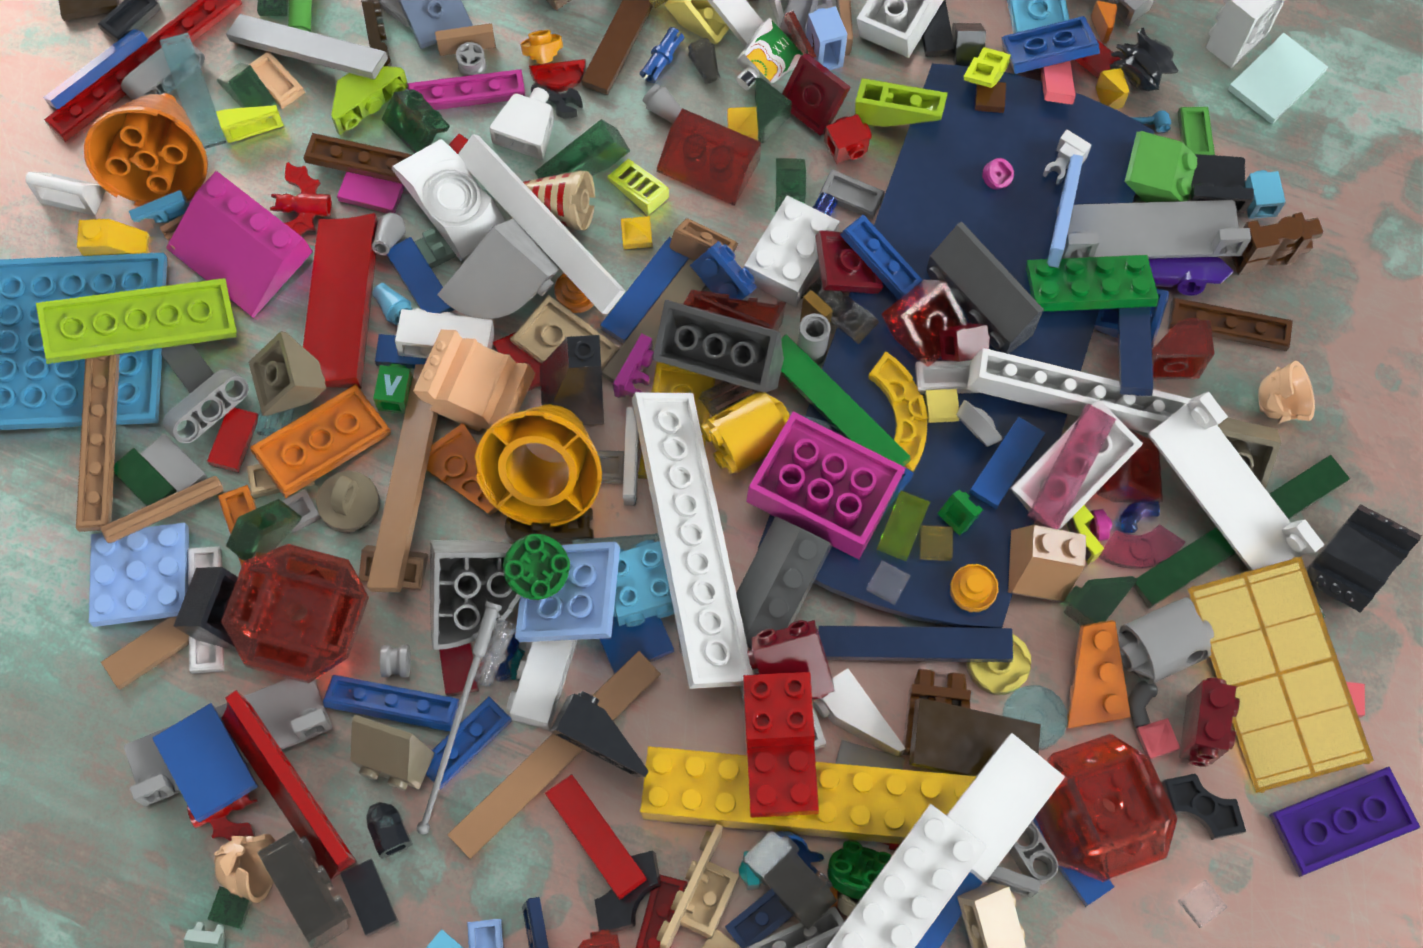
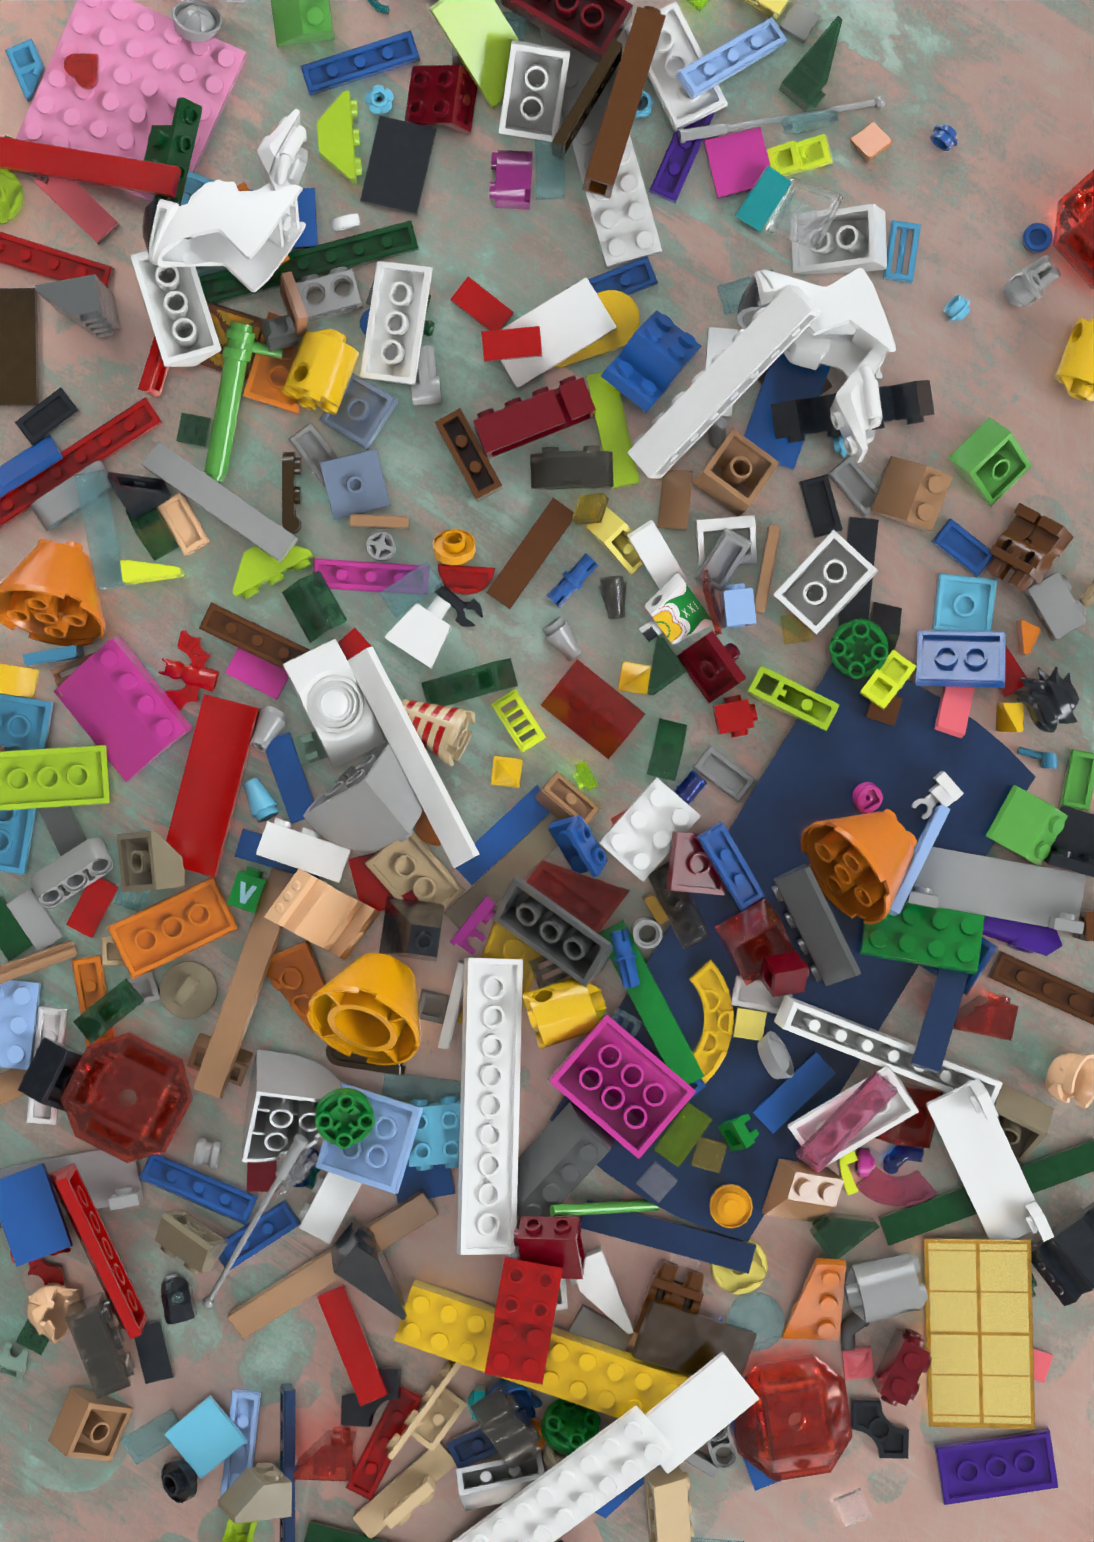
camera: 15 degrees right, 20 degrees up
(222, 56) = (138, 492): none -> black slope
(513, 80) = (411, 589): none -> clear light blue tile
(715, 216) = (584, 775): none -> clear neon green plate
(798, 362) = (625, 958): none -> blue axle
(848, 620) = (602, 1208): none -> bright green bar
(885, 60) = (794, 630): none -> clear yellow tile
(950, 48) = (858, 648): none -> green tile
(1008, 211) = (859, 861): none -> orange cone

